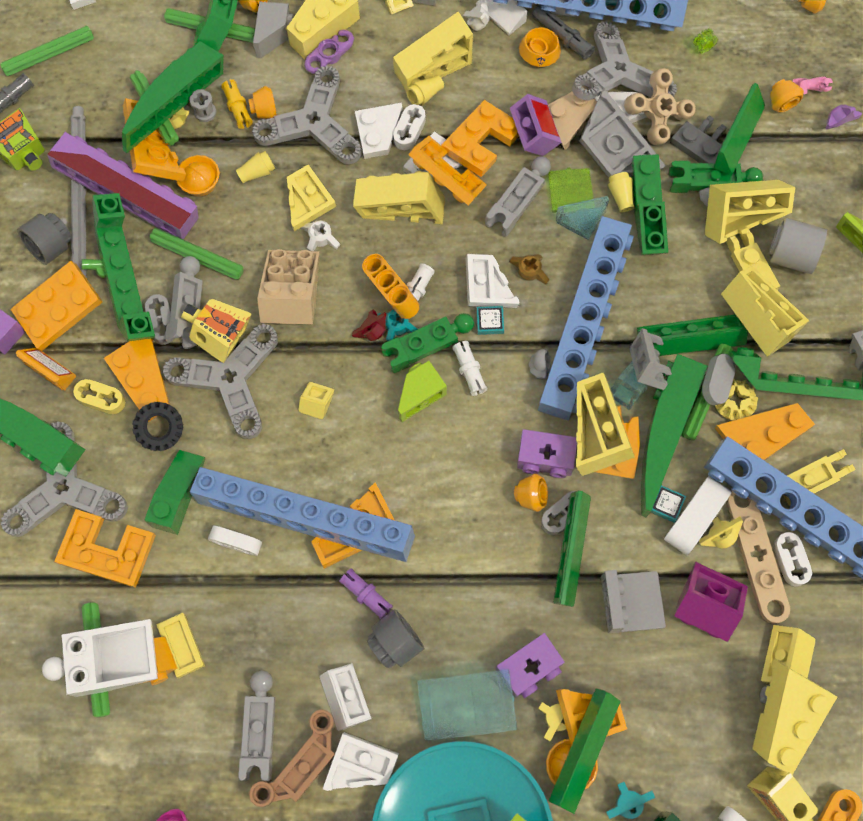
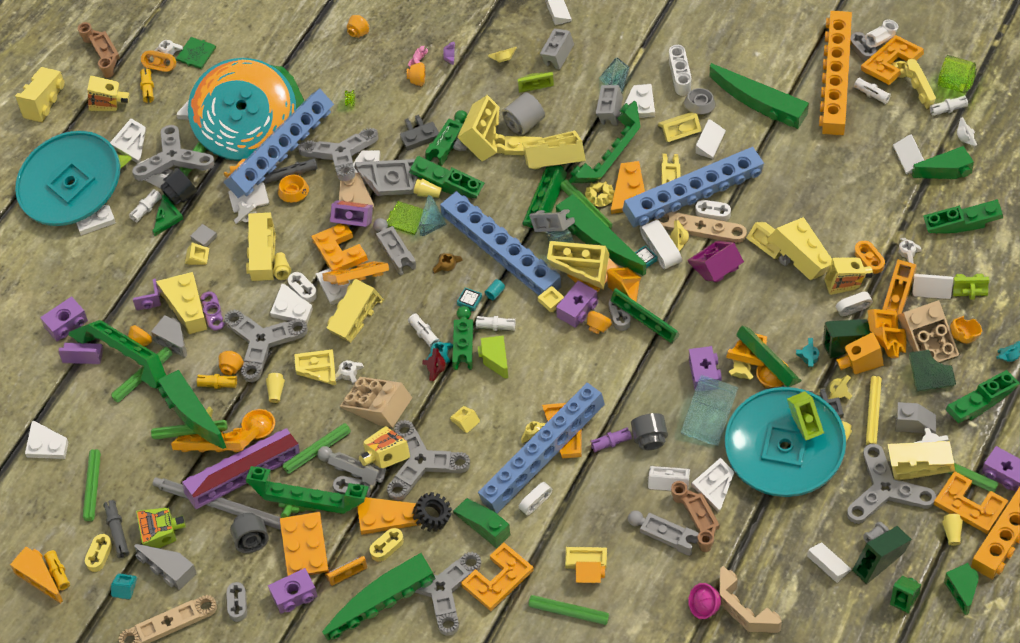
camera: 60 degrees left, 15 degrees down
(108, 657) = (575, 590): white slope -> none
(206, 105) = (206, 398): light grey bush -> none
(332, 491) = (530, 430): none -> light yellow piece
(391, 286) = (424, 338): light orange beam -> none
(487, 284) = (443, 289): white wing -> none
(518, 343) = (494, 289): none -> teal hinge
(535, 416) = (550, 299): none -> light yellow tile
(540, 364) = (515, 284): light grey piece -> none
(614, 499) = (624, 280): none -> light orange slope
(632, 601) = (693, 301): light grey bracket -> none
(659, 106) = (383, 141): tan gear -> none
(718, 379) = (584, 192): light grey tile -> none
(740, 131) = (426, 108): green slope -> none

